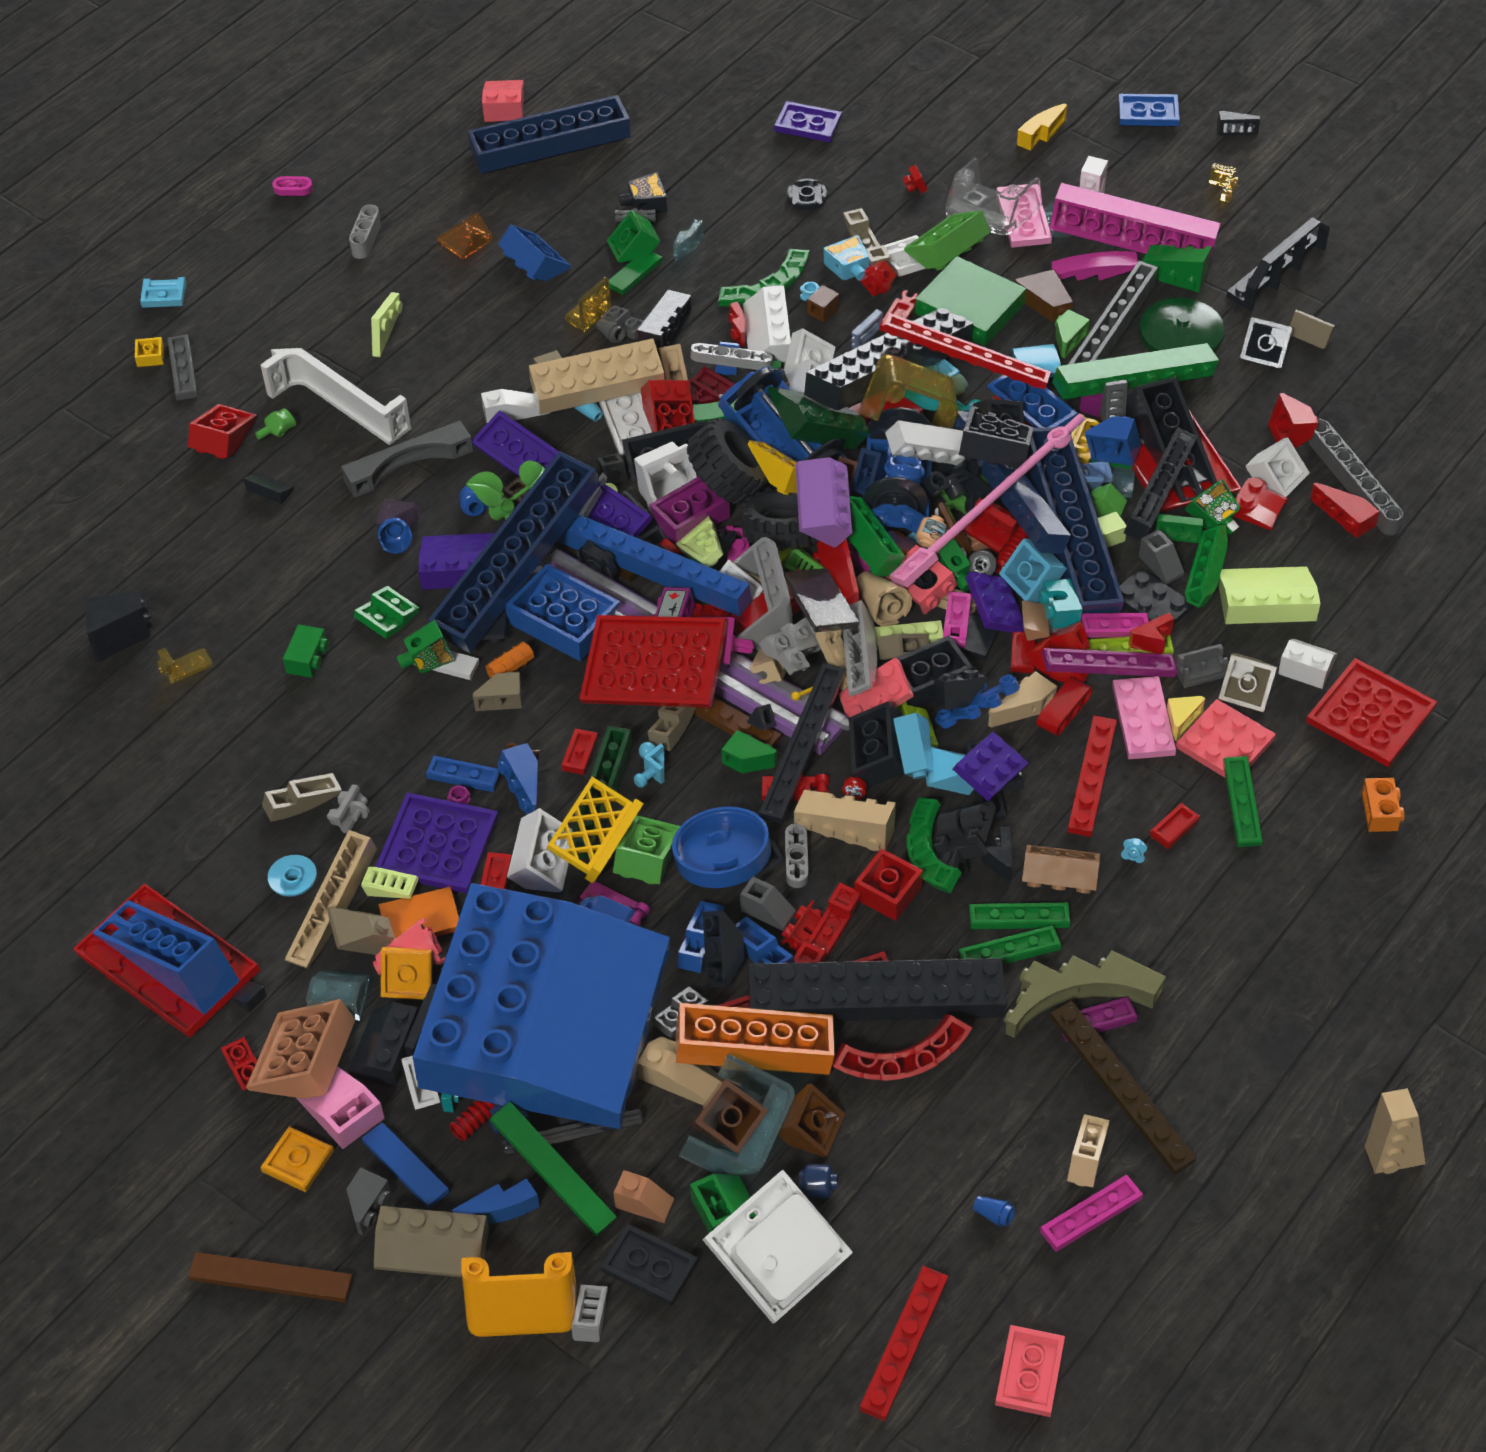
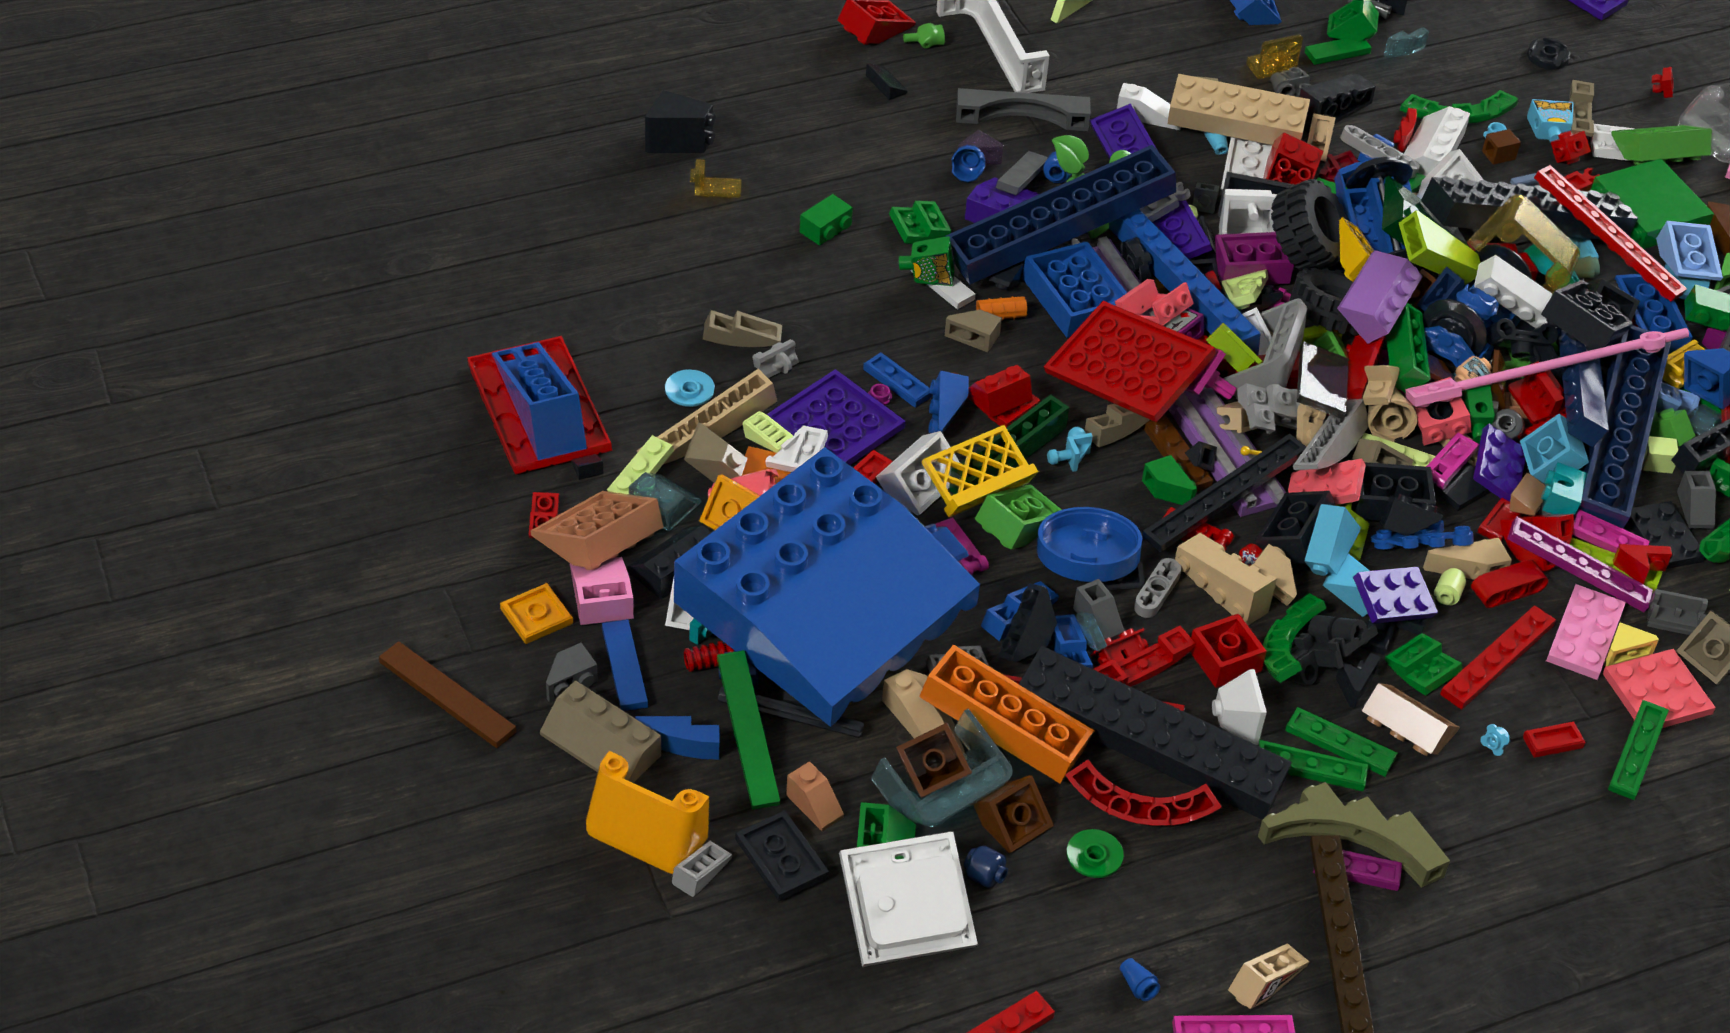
camera: 25 degrees right, 5 degrees down
(300, 971) = (648, 459): none -> yellowish green plate
(430, 888) = (798, 449): none -> white wing
(447, 522) = (1021, 173): none -> dark grey tile
(563, 742) = (1001, 391): none -> red slope
(628, 593) = (1164, 305): none -> coral panel
(730, 606) = (1236, 351): none -> lime panel
(774, 926) = (1091, 631): none -> clear light blue slope
(845, 435) = (1436, 248): none -> lime slope
(869, 581) = (1380, 384): none -> tan slope
(885, 789) = (1275, 563): none -> tan slope
(898, 1112) = (1098, 845): none -> green dish
(931, 930) = (1241, 707): none -> white slope
(1021, 733) = (1450, 586): none -> yellowish green brick
(1027, 332) = (1689, 250): none -> light blue slope
(1040, 813) = (1423, 664): none -> green slope

